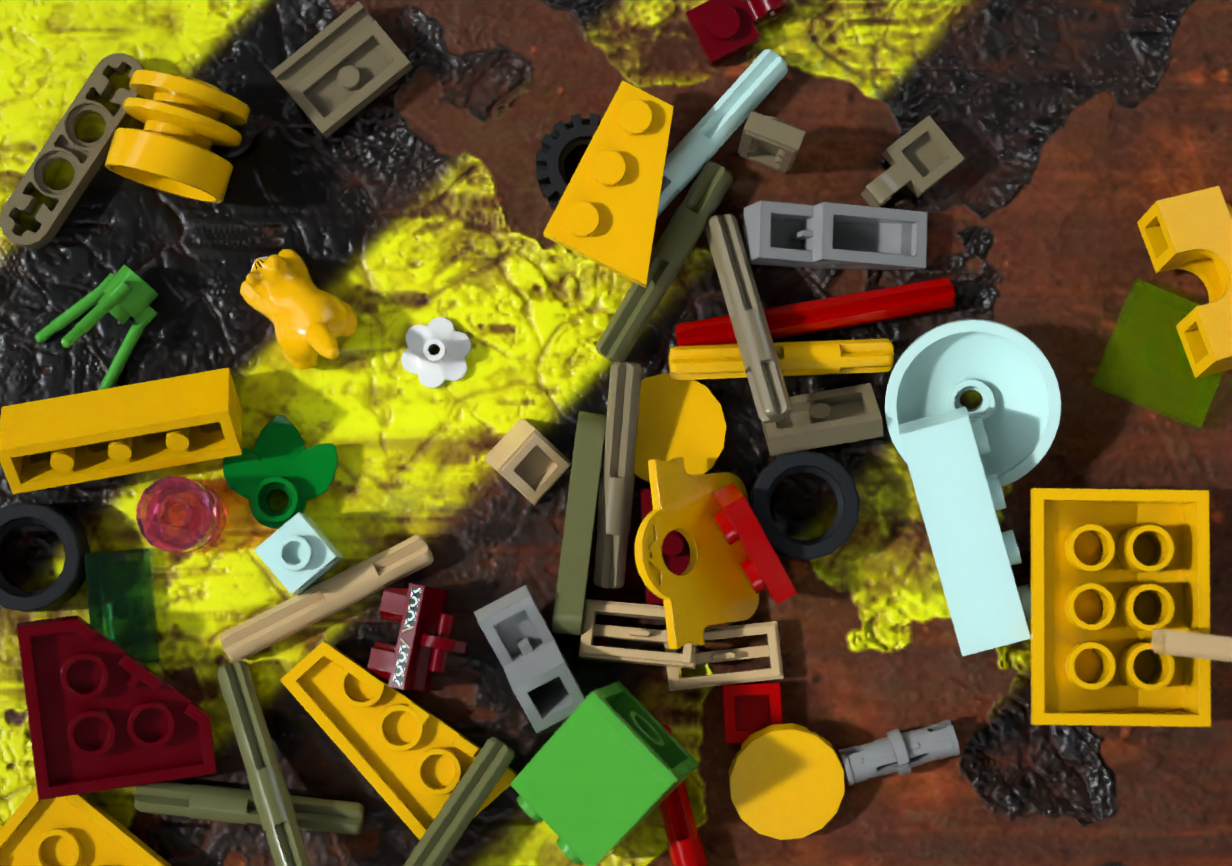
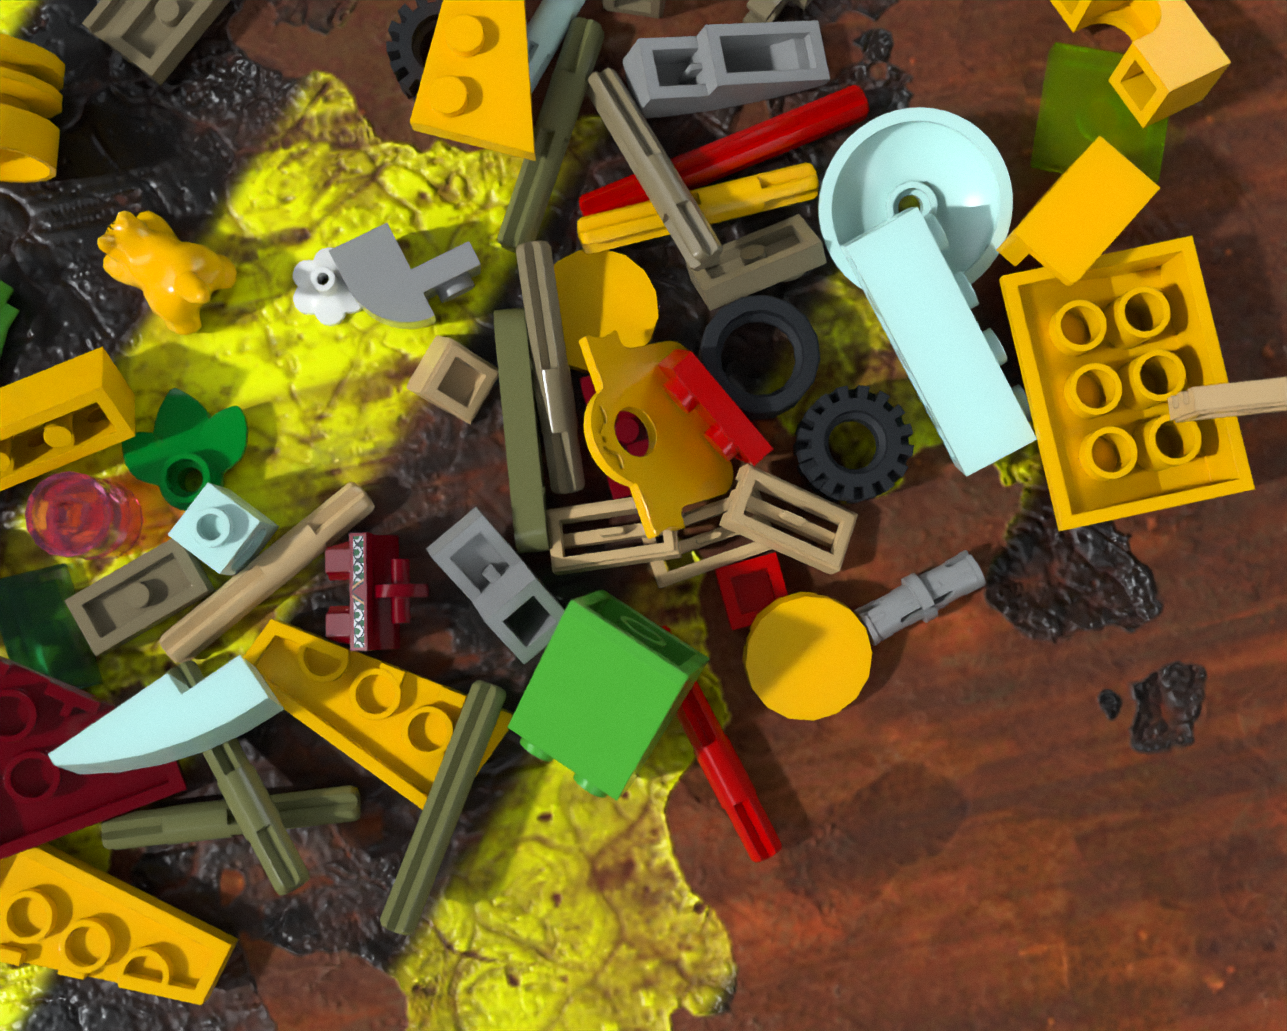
camera: 20 degrees left, 0 degrees up
(211, 594) = (139, 596): none -> dark tan plate
(223, 715) = (172, 721): none -> light aqua slope
(489, 368) = (392, 290): none -> light grey brick
(760, 630) = (741, 500): none -> tan tile
(905, 602) = (883, 422): none -> black tyre
(1111, 450) = (1081, 213): none -> yellow panel

